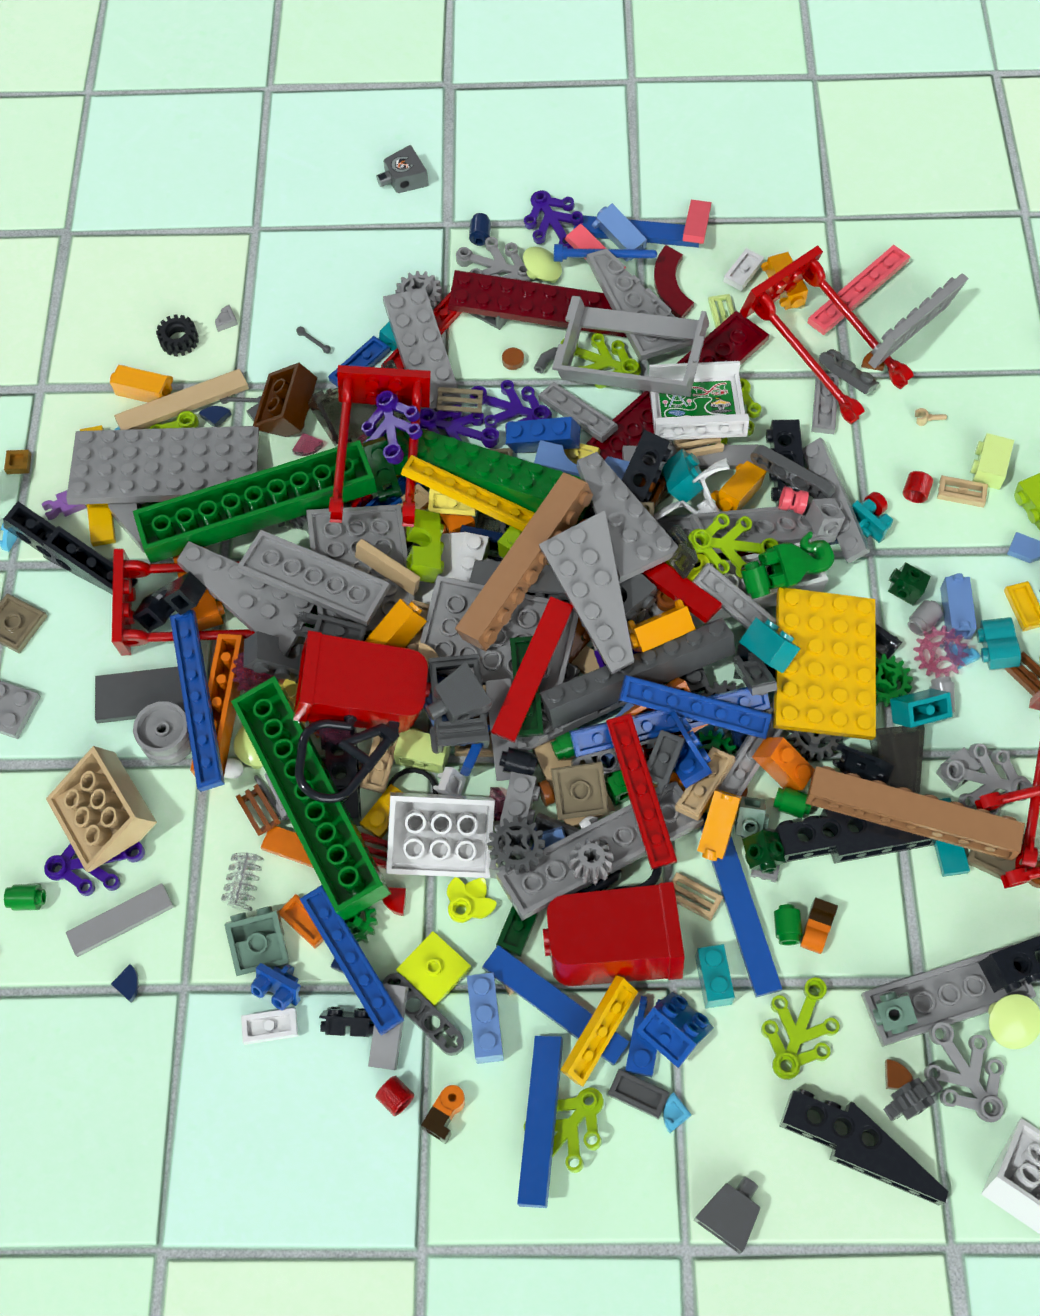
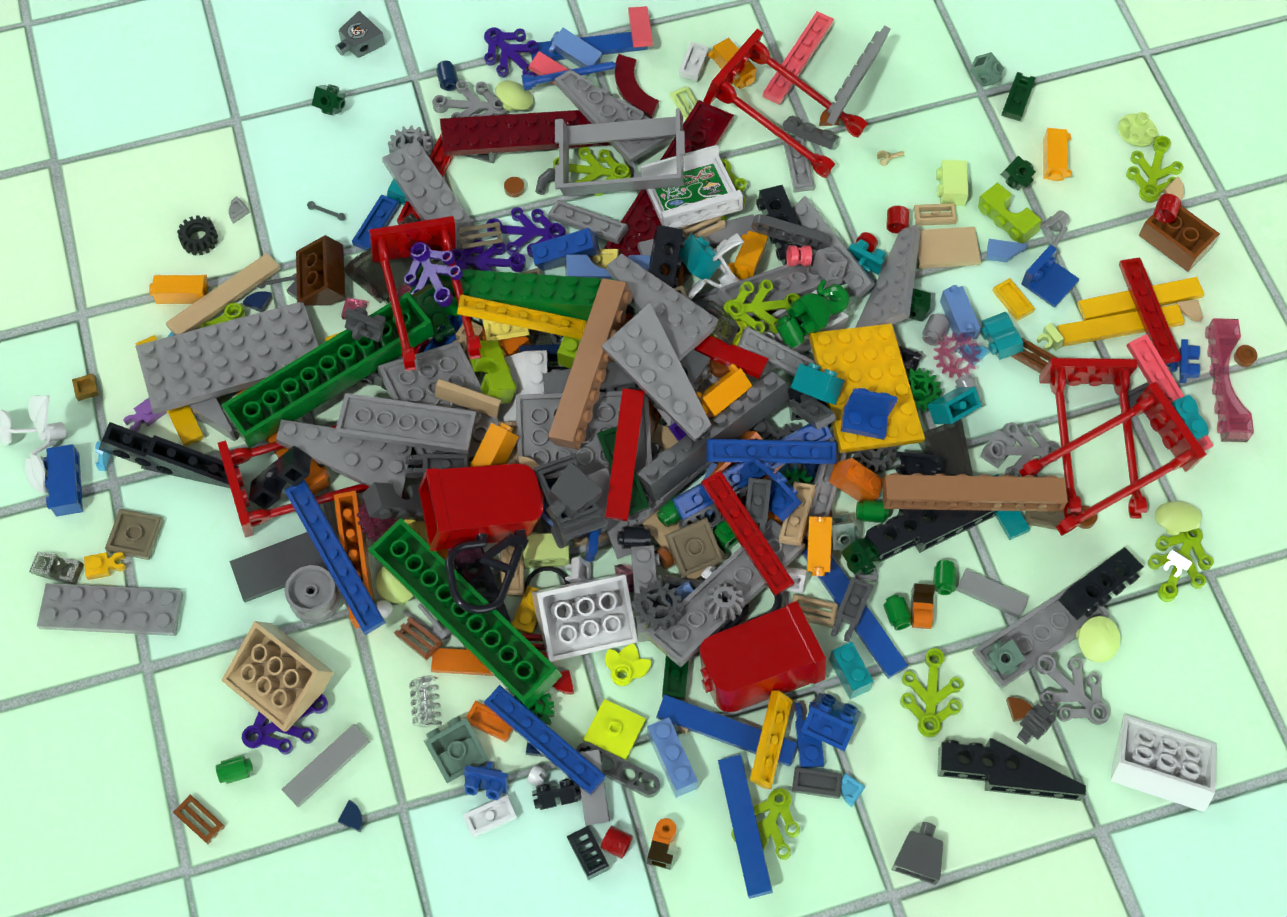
camera: 20 degrees left, 0 degrees up
(299, 463) = (363, 325): none -> dark grey hips
(333, 994) = (537, 776): none -> white hinge
(351, 227) = (328, 99): none -> dark green brick
(364, 1120) = (597, 869): none -> black slope
(684, 855) = (798, 577): none -> white tile
(737, 904) = (852, 606): none -> dark grey hinge
(815, 692) = (867, 413): none -> blue bracket
(854, 899) = (944, 577): none -> green brick
(891, 559) = (894, 287): none -> light grey wing
(904, 933) = (992, 593): none -> light grey tile
(965, 530) = (948, 248): none -> tan tile

